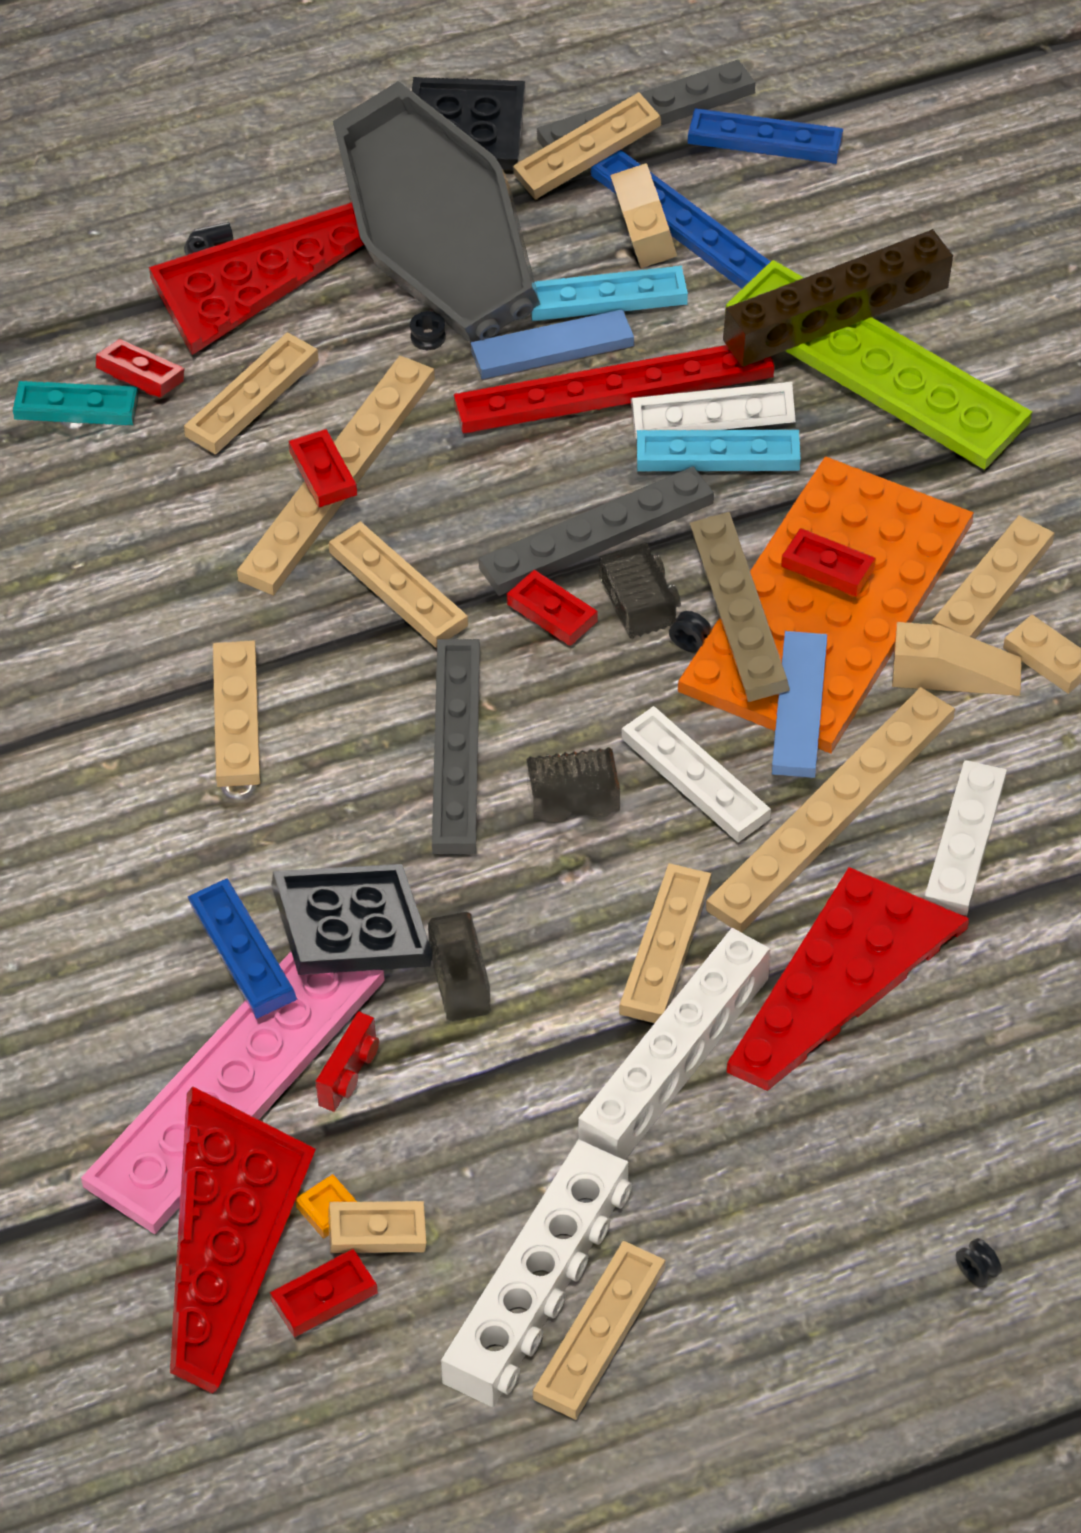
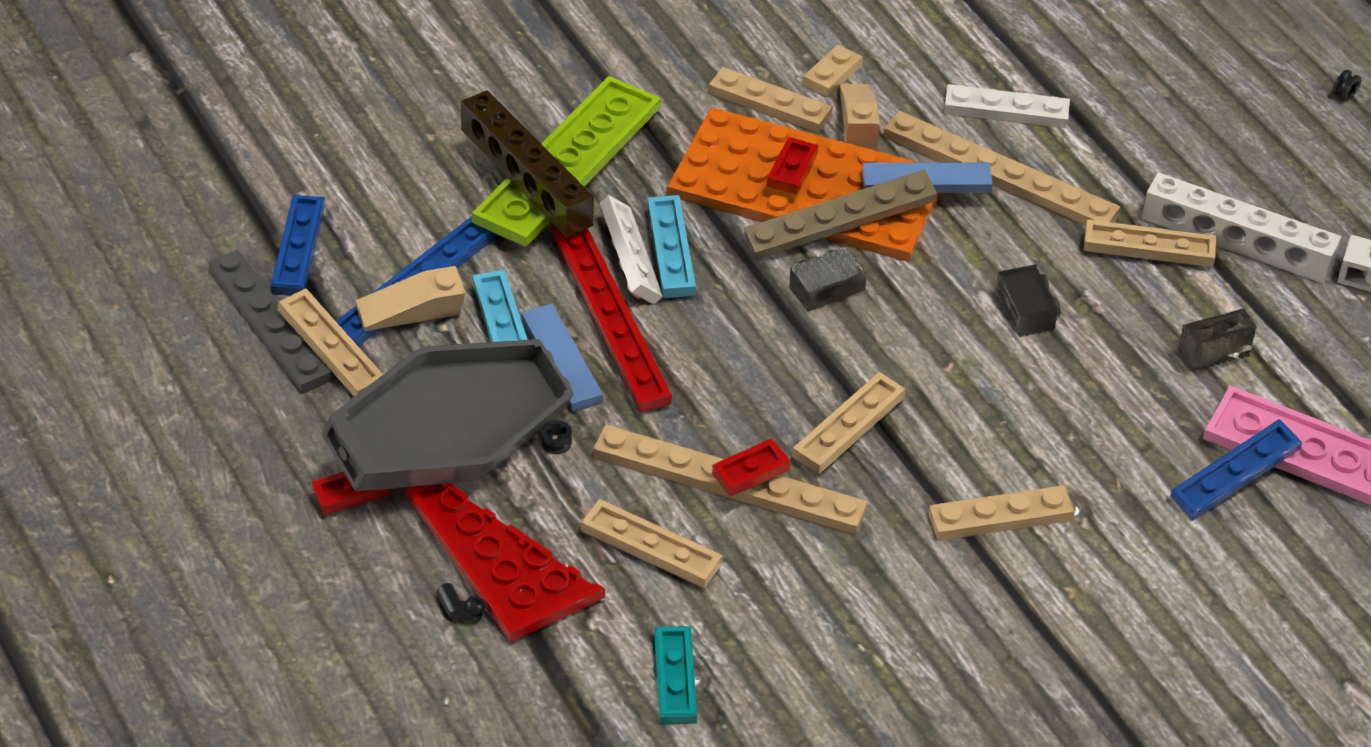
camera: 100 degrees left, 5 degrees down
(139, 368) = (634, 625): red plate -> none
(341, 1071) = (1313, 399): red plate -> none
(351, 919) = (1197, 402): black plate -> none
(456, 747) = (1003, 371): dark grey plate -> none
(482, 109) = (285, 434): black plate -> none
(552, 607) = (853, 328): red plate -> none
(597, 529) = (764, 315): dark grey plate -> none
(689, 631) = (861, 247): black bush -> none
(696, 774) = (993, 238): white plate -> none
(843, 967) = (1125, 155): red wing -> none

